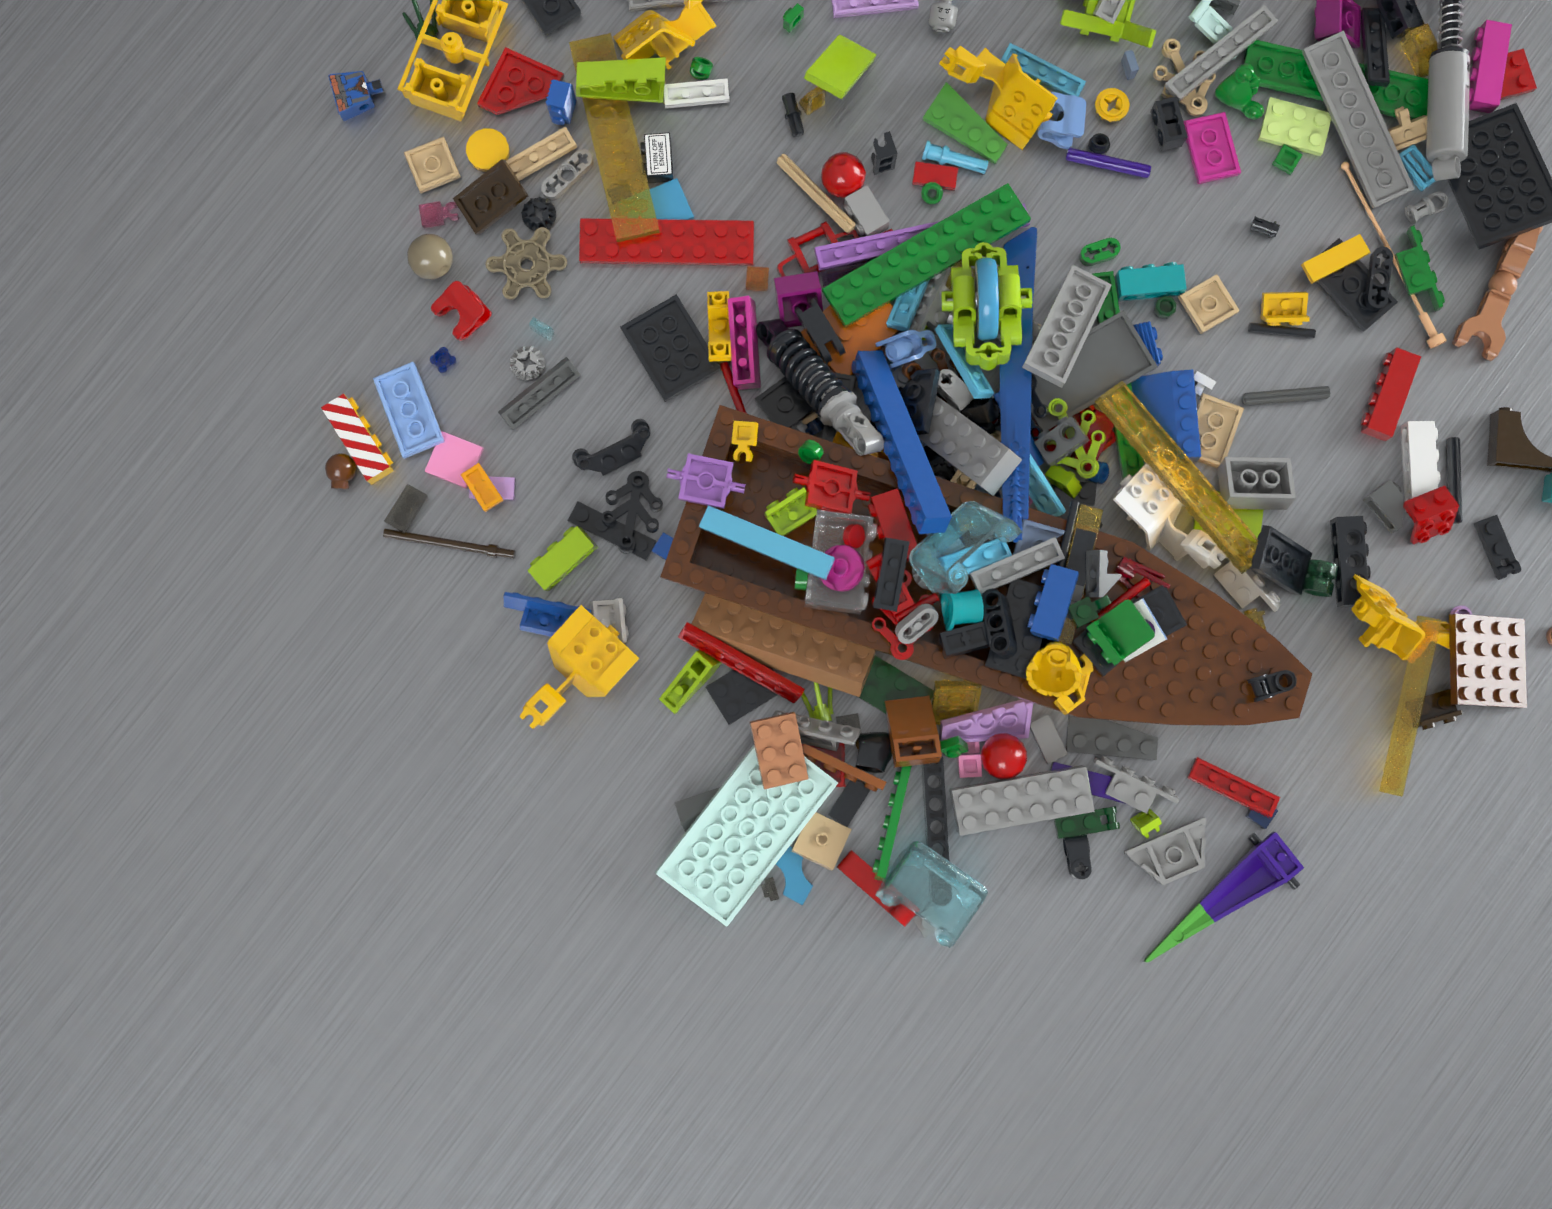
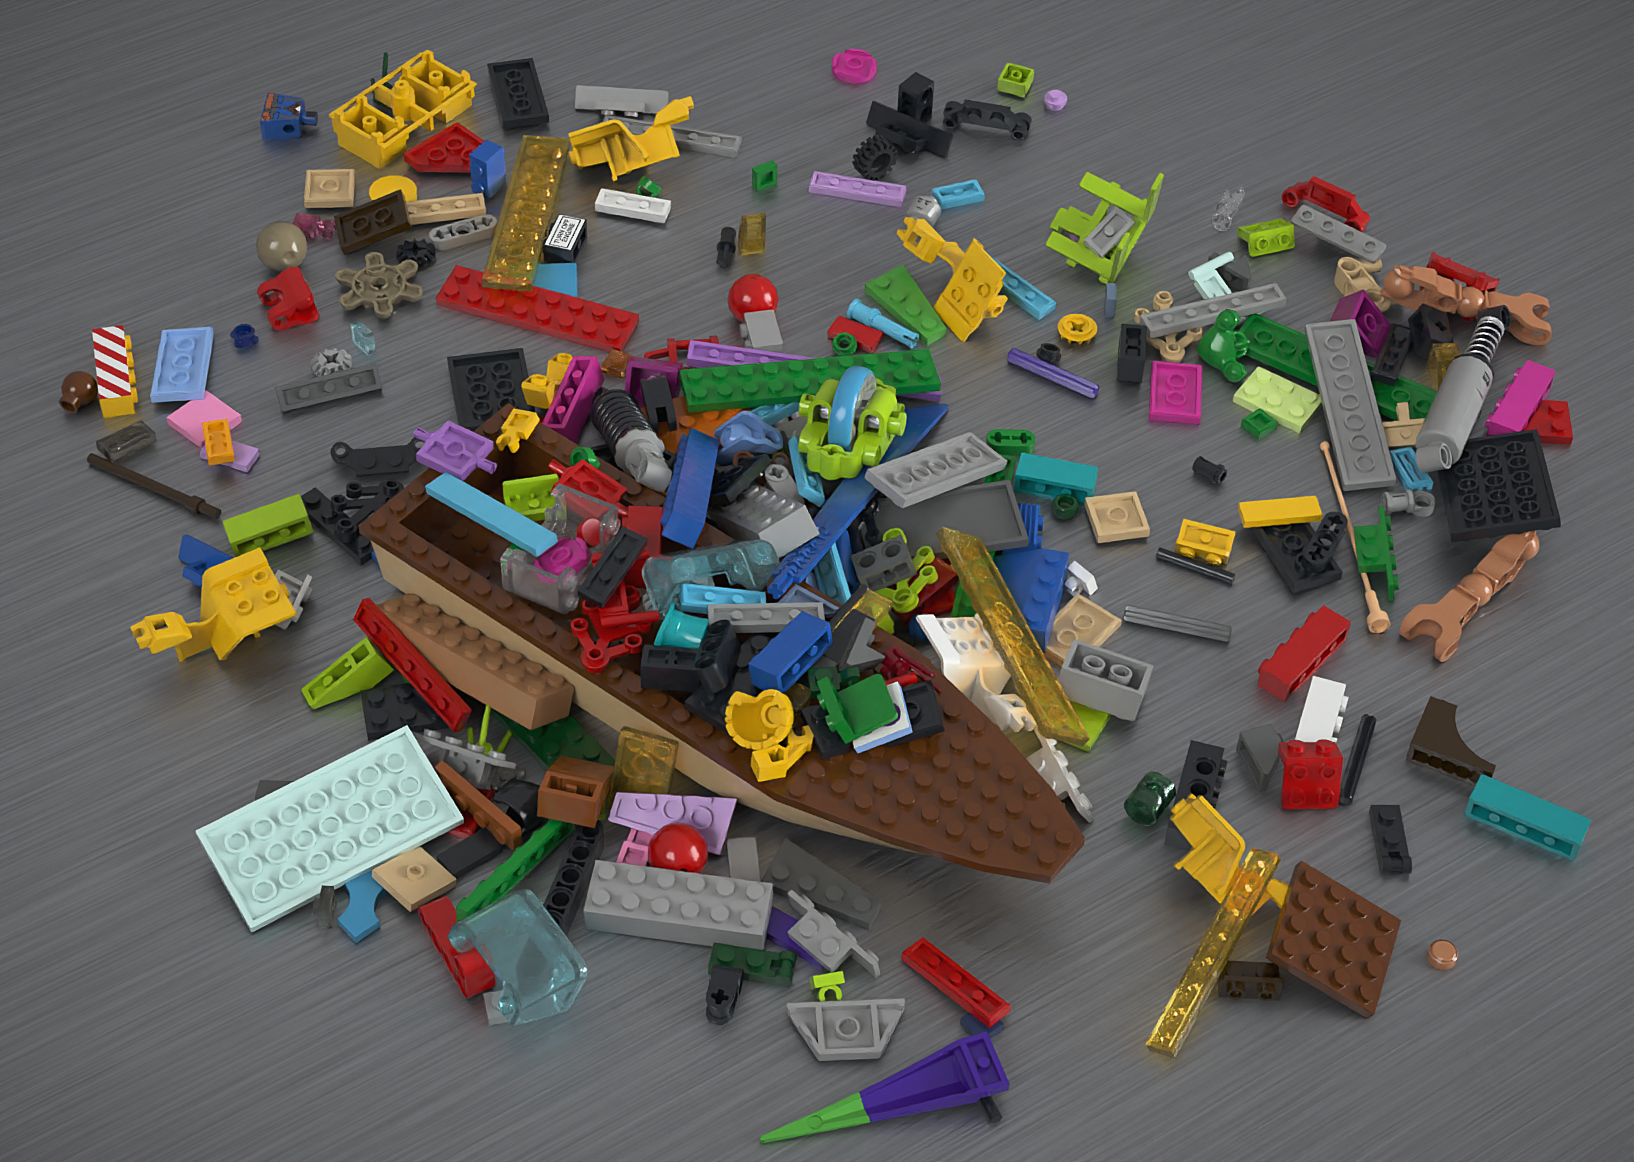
camera: 20 degrees right, 35 degrees down
(622, 79) = (560, 163): lime wedge -> none
(779, 750) = (407, 750): nougat plate -> none
(816, 193) = (717, 309): tan axle -> none
(840, 66) = (791, 213): lime tile -> none
(885, 156) = (803, 294): black hinge -> none
(916, 623) = (620, 626): light grey plate -> none
(953, 747) = (621, 826): green plate -> none
(1068, 121) = (1015, 319): medium blue piece -> none
(1268, 684) = (1027, 821): black piece -> none
(1281, 560) = (1101, 750): black plate -> none

